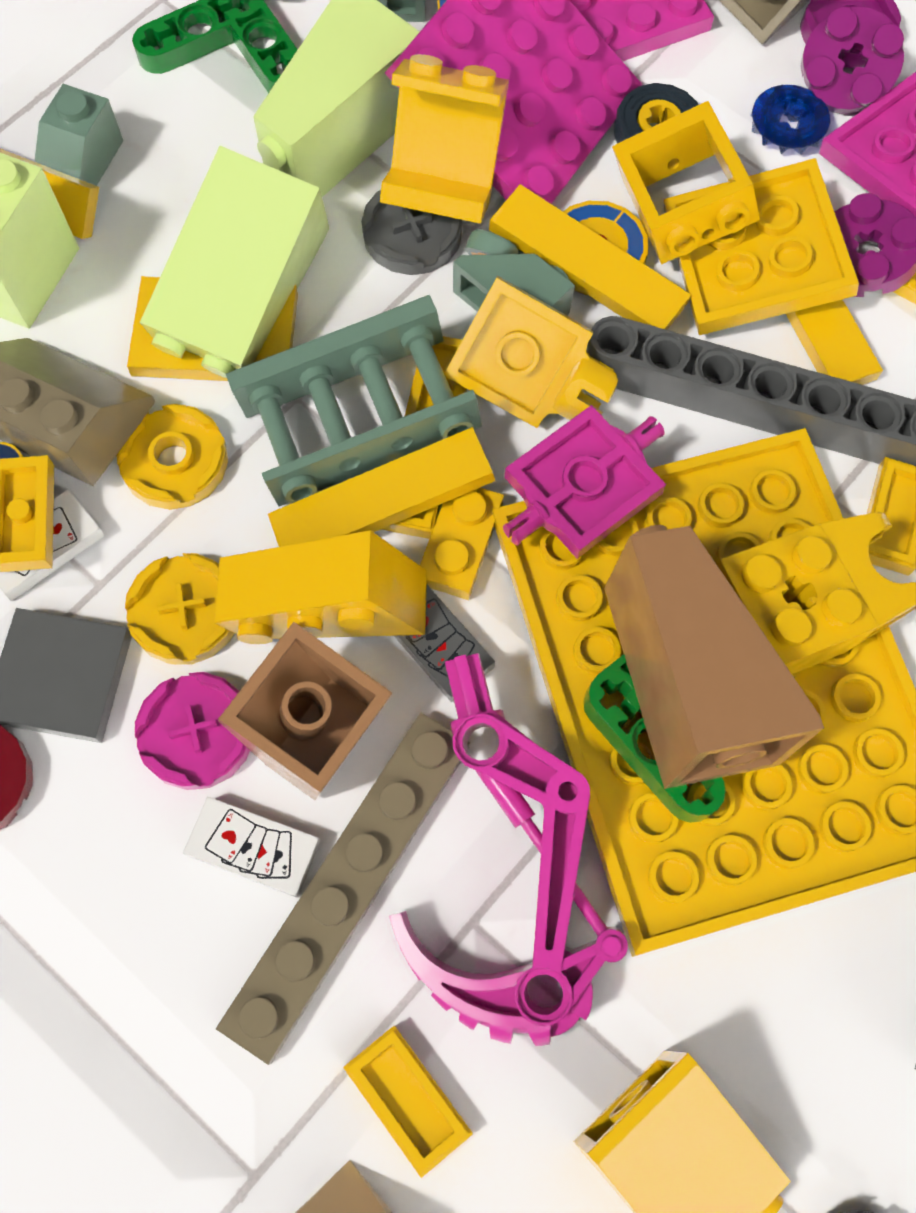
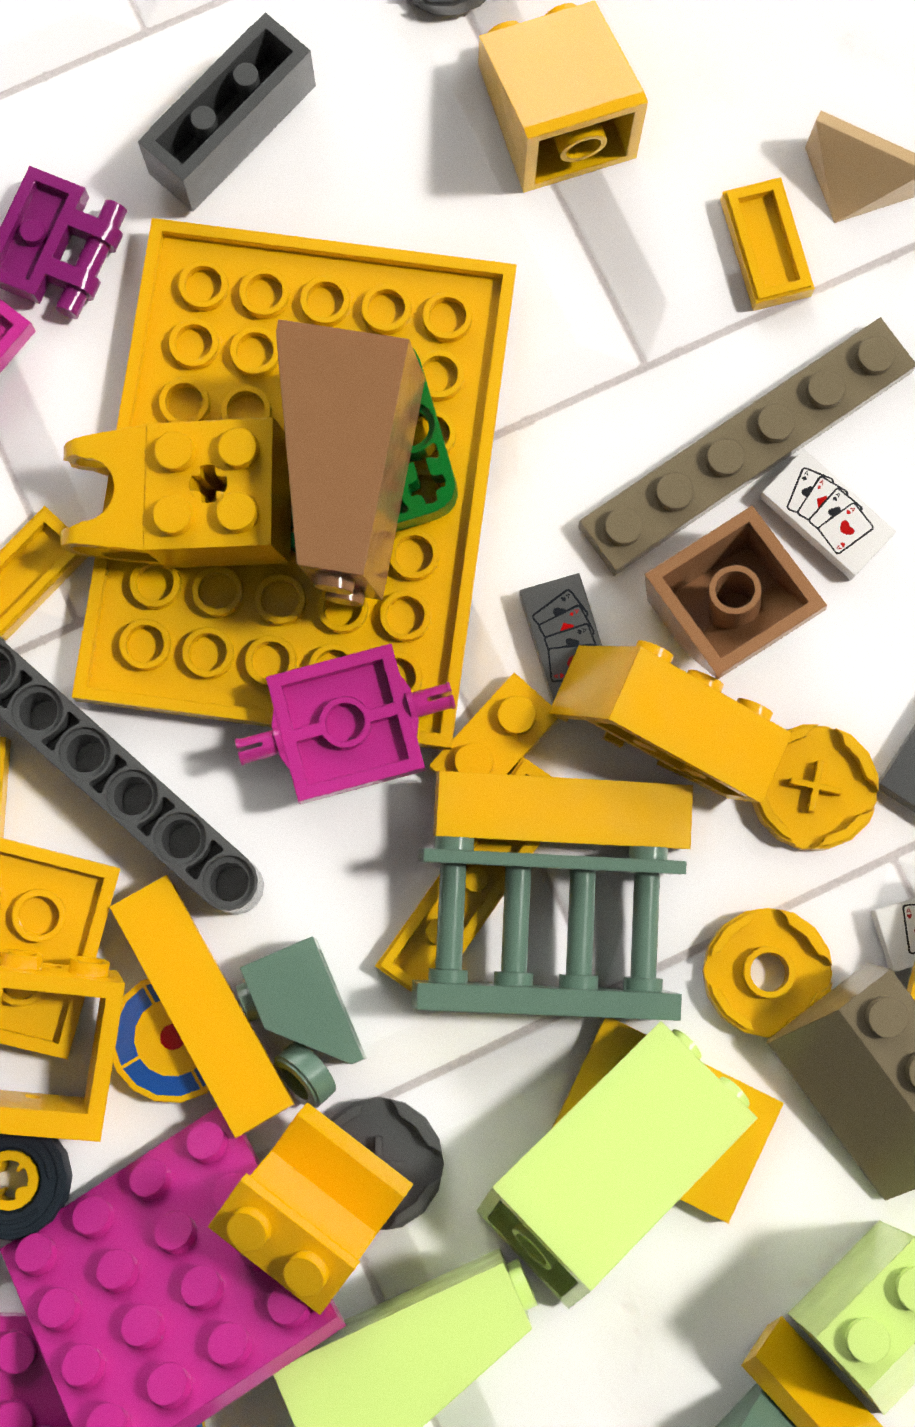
camera: 155 degrees left, 10 degrees up
(182, 733) = (847, 654): dark pink tile -> none
(516, 768) = (549, 445): dark pink piece -> none
(529, 358) = (332, 894): yellow plate -> none

